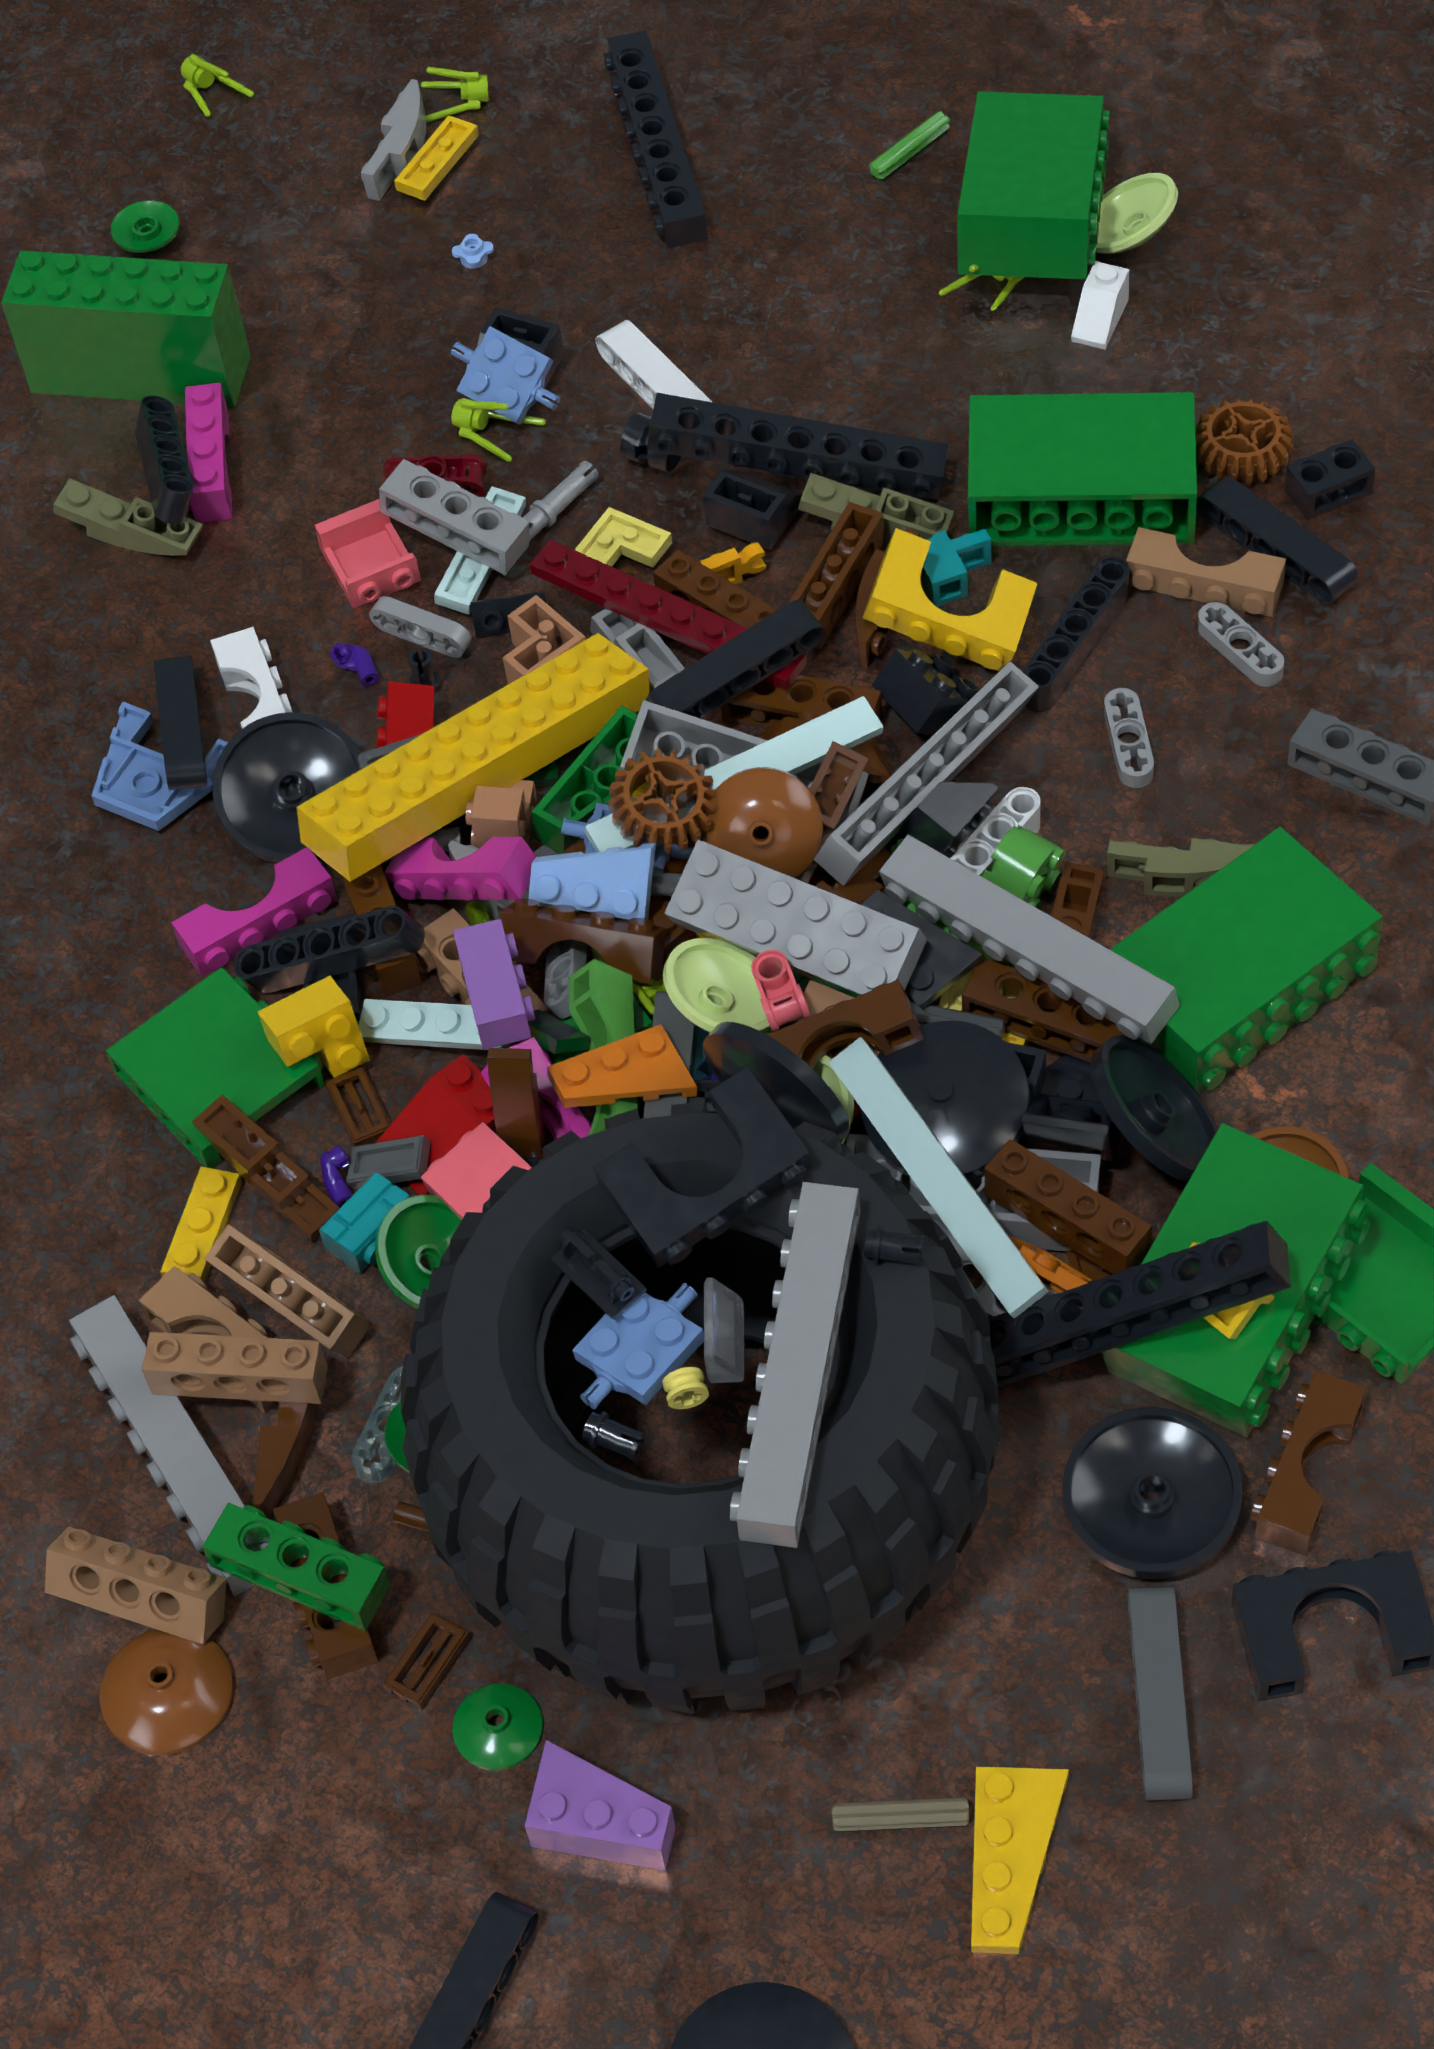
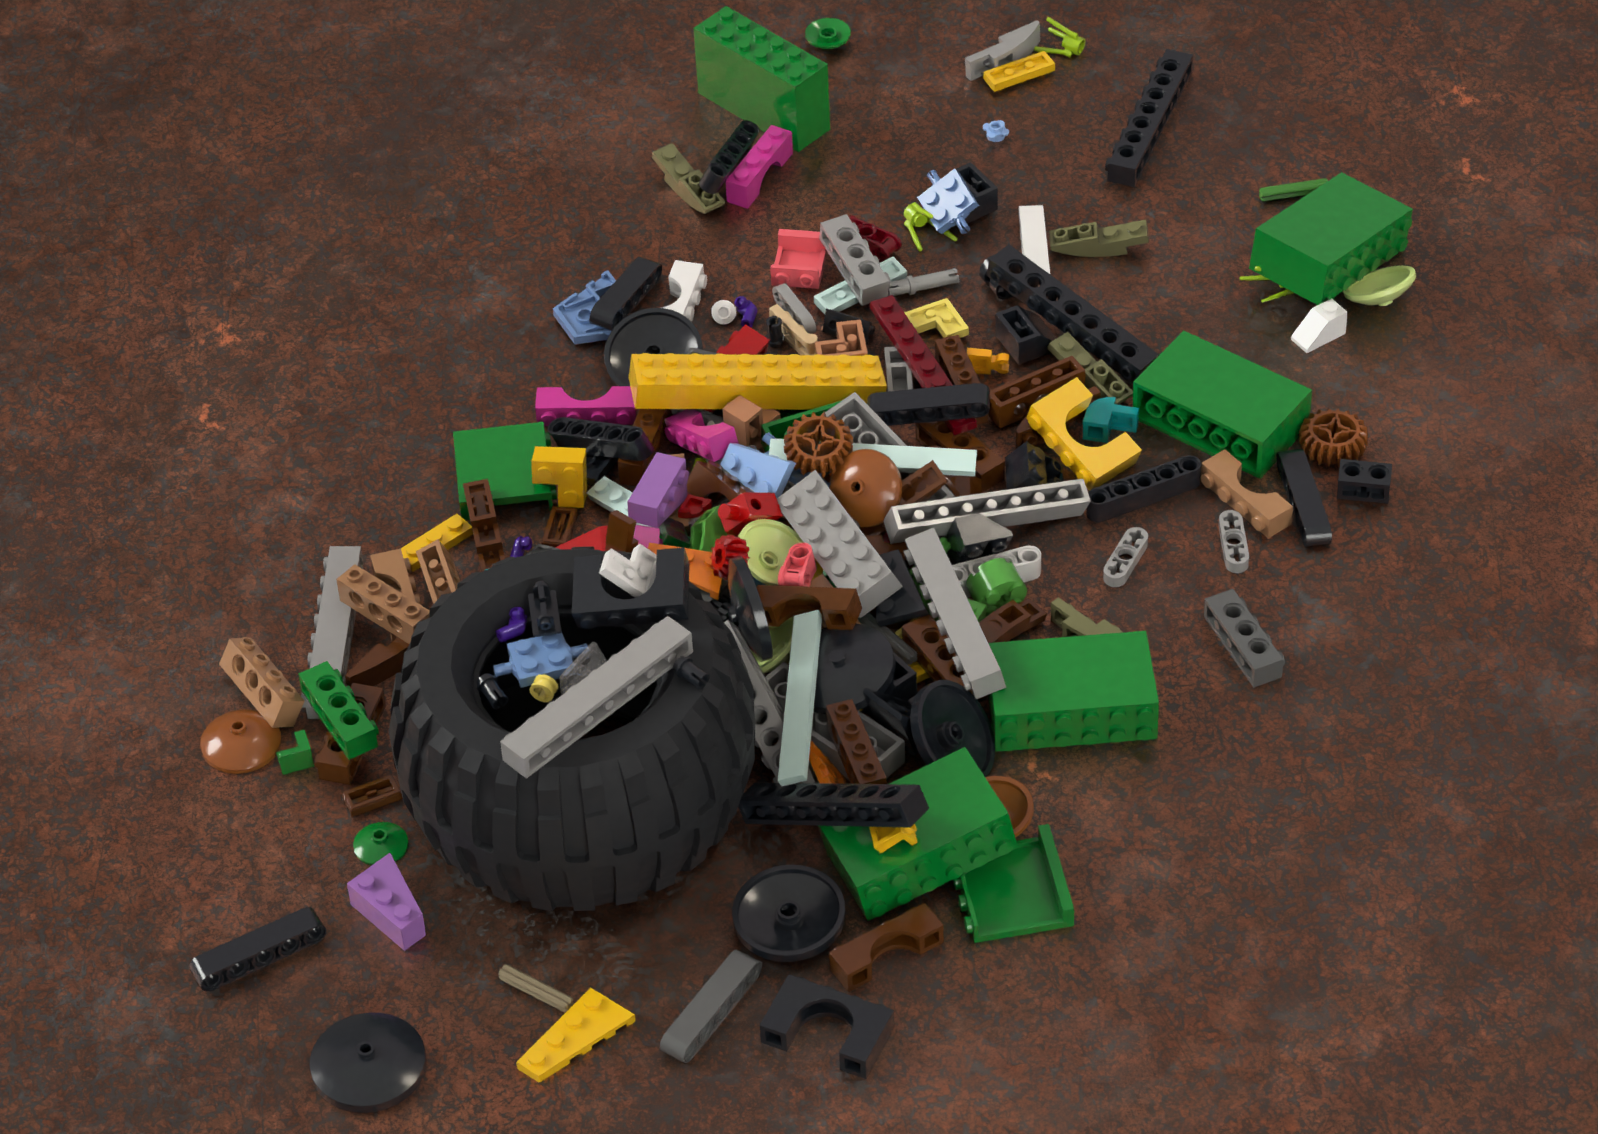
camera: 30 degrees right, 10 degrees down
(270, 1665) = (296, 757): none -> green panel
(326, 679) = (723, 312): none -> white plate
(452, 659) = (794, 333): none -> tan plate
(539, 976) = (694, 507): none -> red tile
(558, 1313) = (516, 625): none -> dark purple arm
(644, 954) = (748, 508): none -> red torso
(682, 1027) = (725, 549): none -> red gear
(689, 1142) = (631, 575): none -> white plate
(729, 334) = (1091, 241): none -> olive slope

